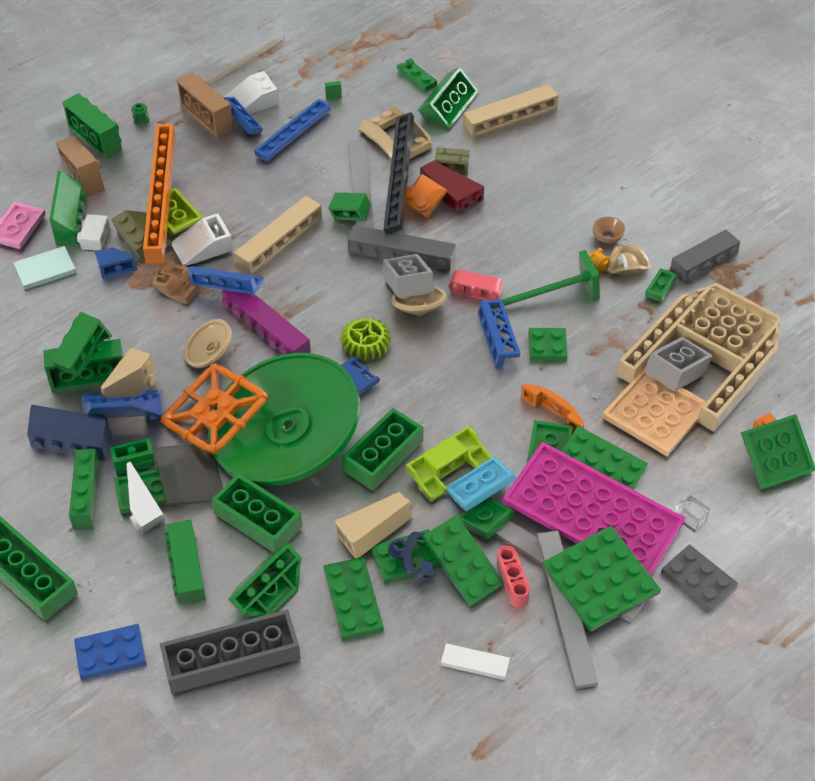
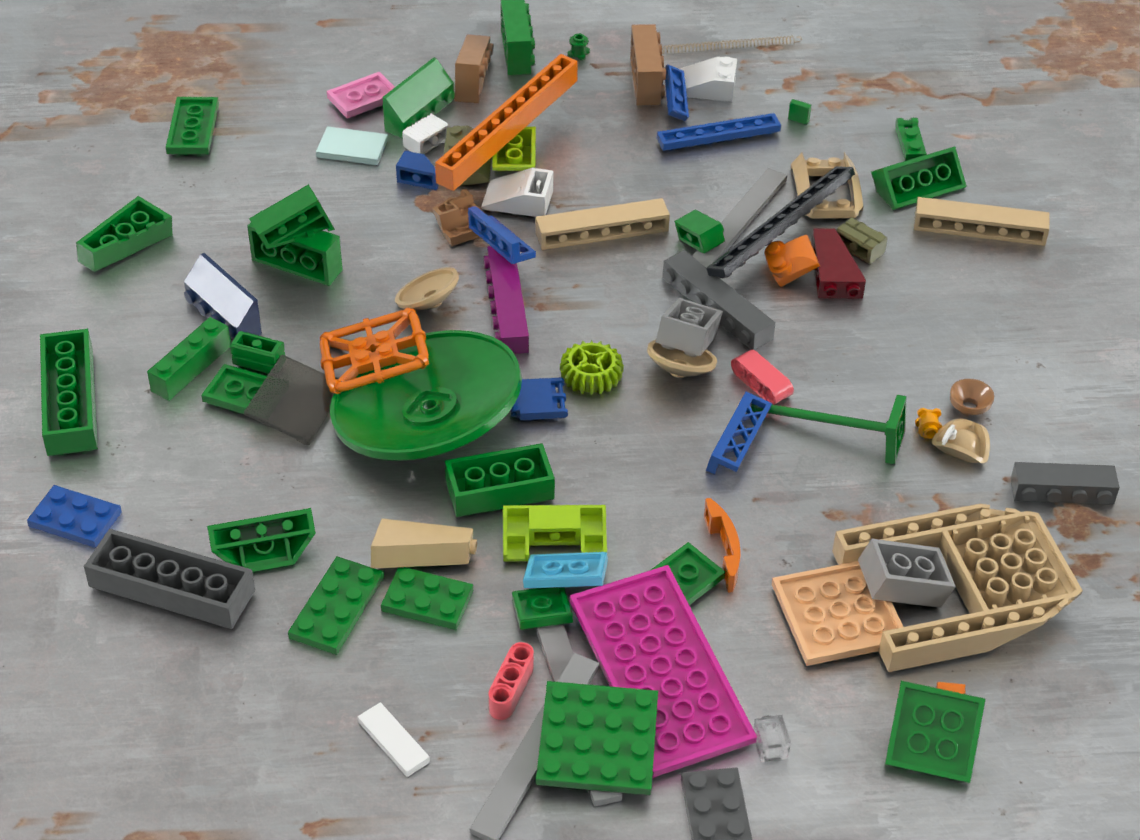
camera: 35 degrees right, 5 degrees down
(131, 375) = (318, 281): tan slope -> none
(143, 507) = (217, 392): white slope -> none
(147, 403) = (273, 292): blue wedge -> none
(185, 562) = (213, 476): green brick -> none
(257, 513) = (319, 469): green brick -> none
(404, 553) = (420, 587): dark blue piece -> none
(463, 560) = (471, 632): green plate -> none
(547, 344) = (785, 478): green plate -> none
(605, 457) = (728, 626): green plate -> none
(660, 285) = (979, 486): green plate -> none

